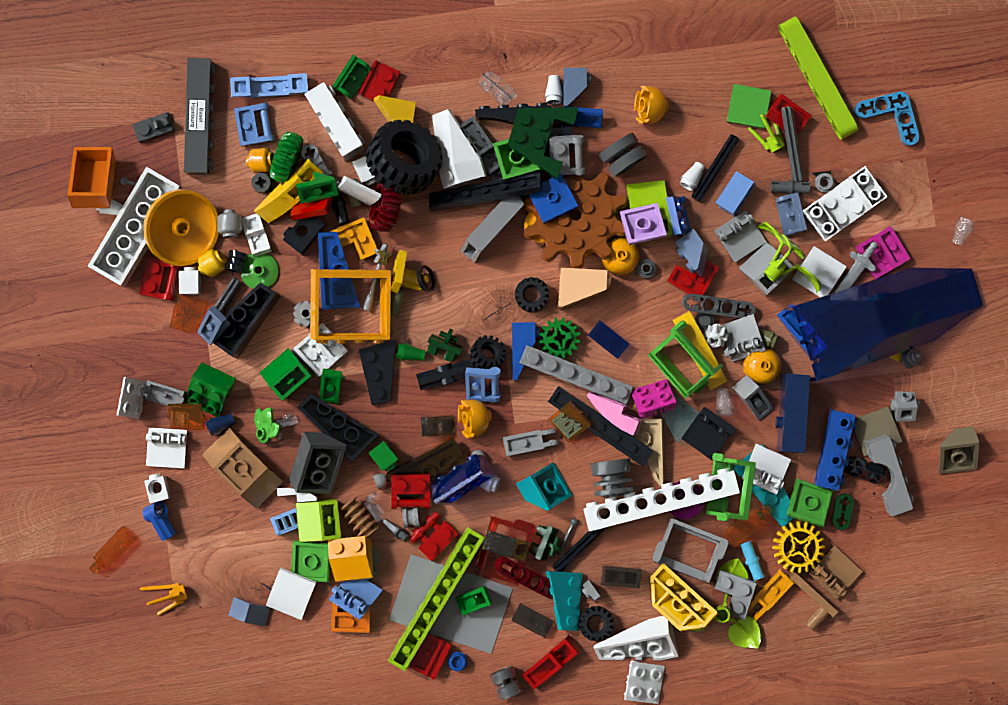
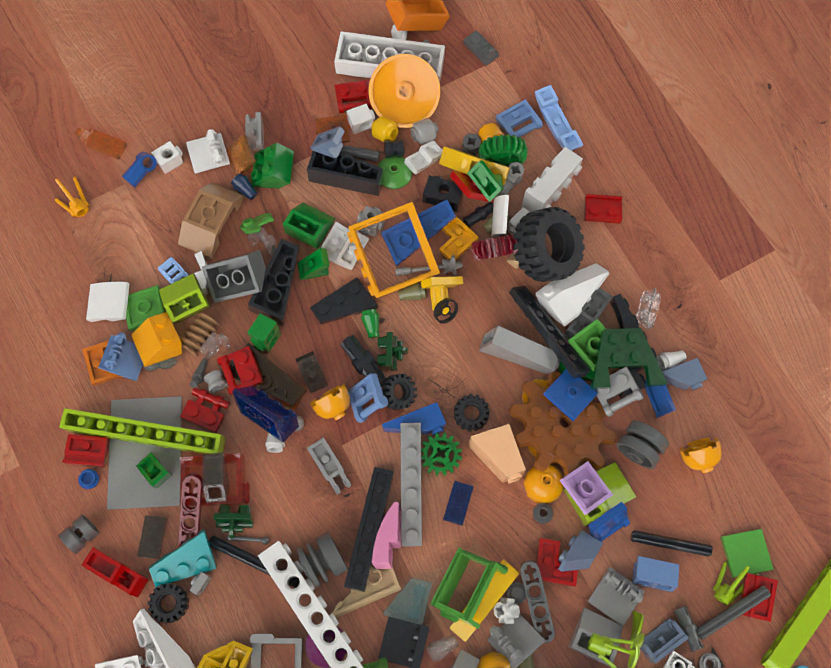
camera: 65 degrees right, 15 degrees down
(131, 398) = (238, 104): white hinge -> none
(198, 116) = (505, 75): dark grey brick -> none
(249, 611) = (79, 273): sand blue slope -> none
(351, 77) = (597, 181): green hinge -> none
(381, 481) = (240, 341): light grey hinge -> none
(395, 108) = (589, 225): yellow slope -> none
(544, 488) = (288, 497): teal slope -> none
(569, 421) = (362, 495): piece -> none
(620, 576) = (223, 608): clear smoke brick -> none
(653, 397) = (418, 570): dark pink hinge -> none
(692, 176) = (650, 523): white cone -> none

